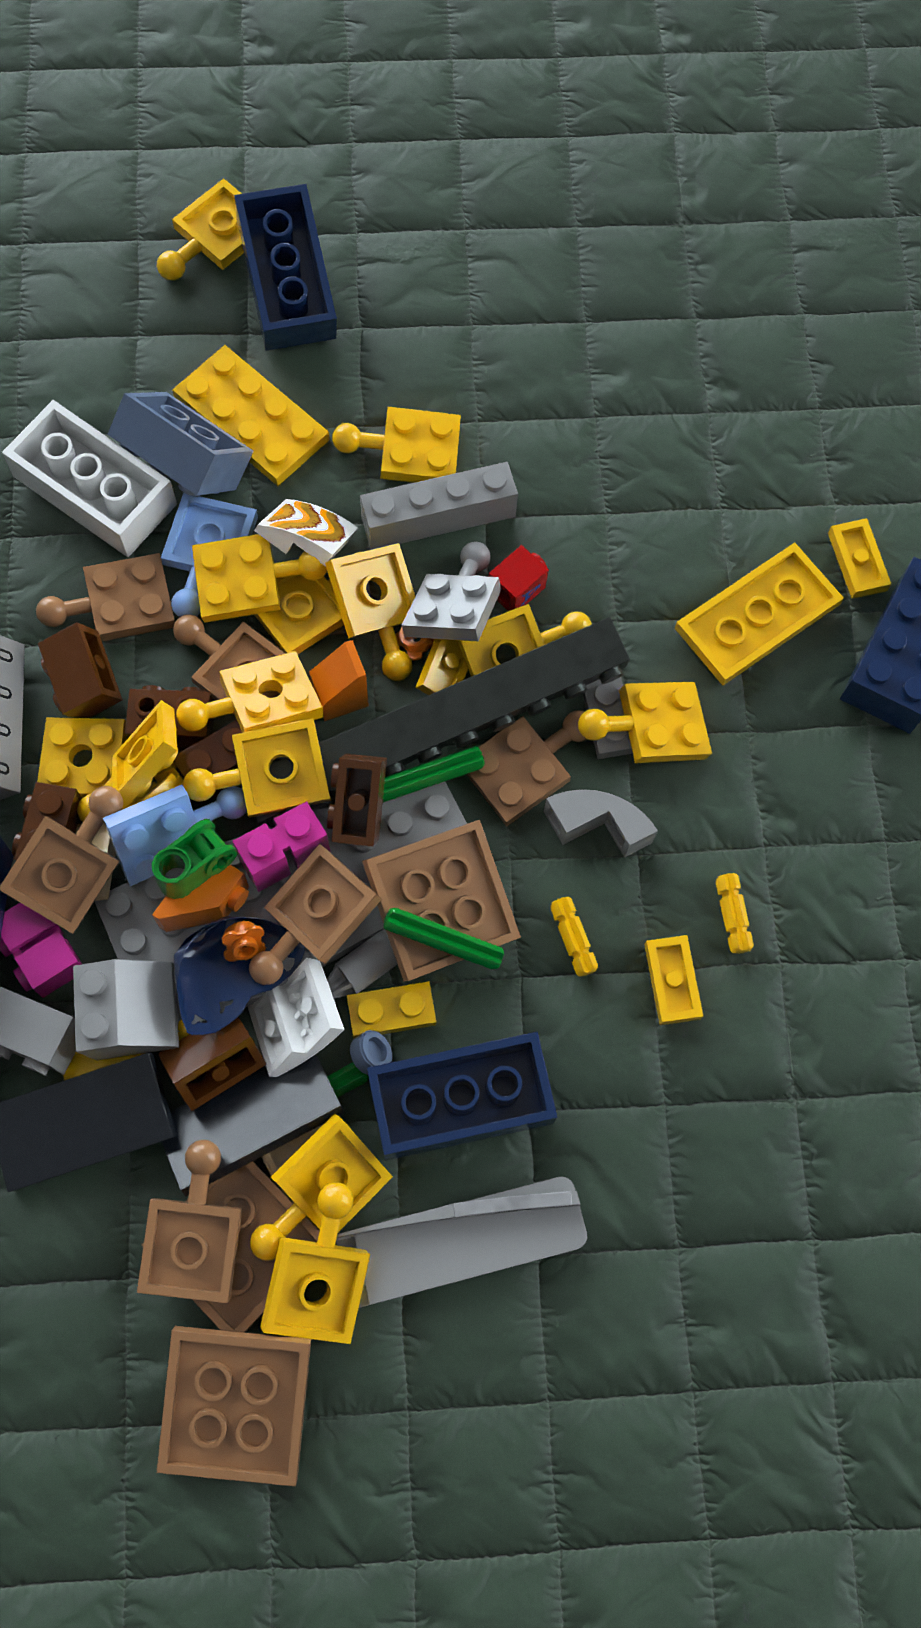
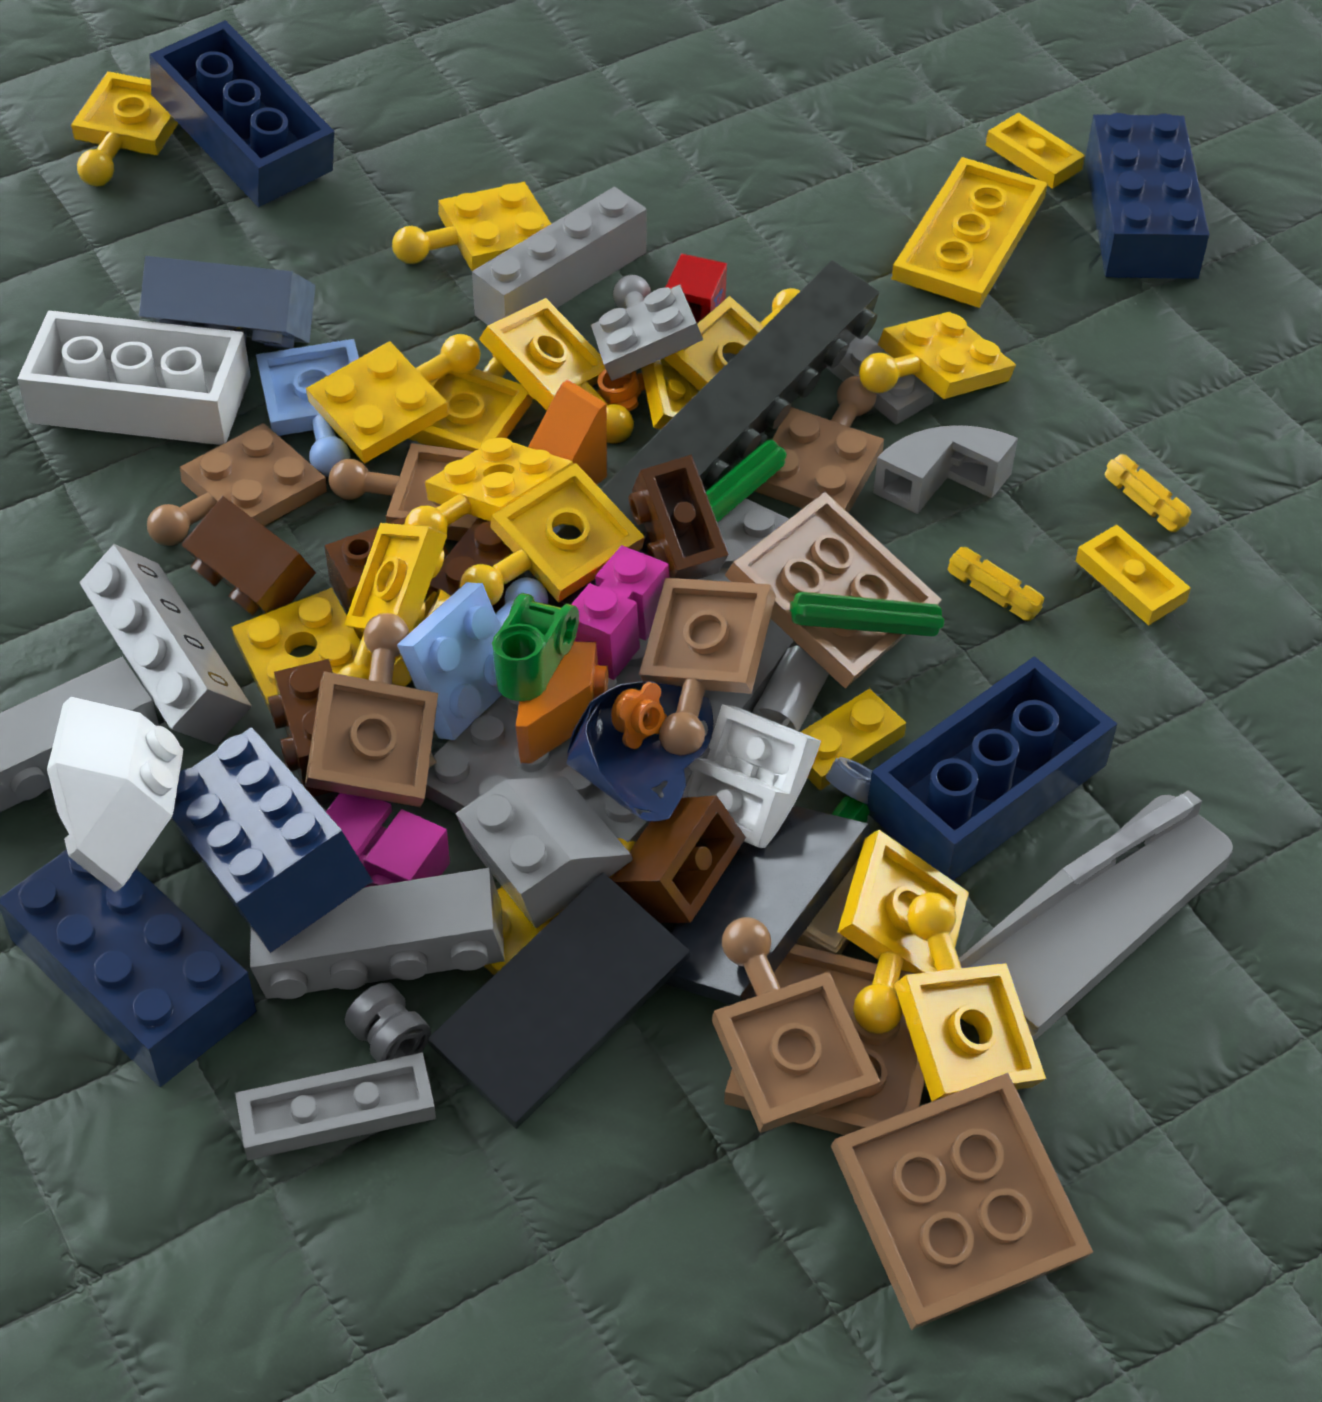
camera: 25 degrees left, 20 degrees down
(254, 413) = (339, 267): yellow plate -> none
(308, 527) = (414, 328): slope -> none

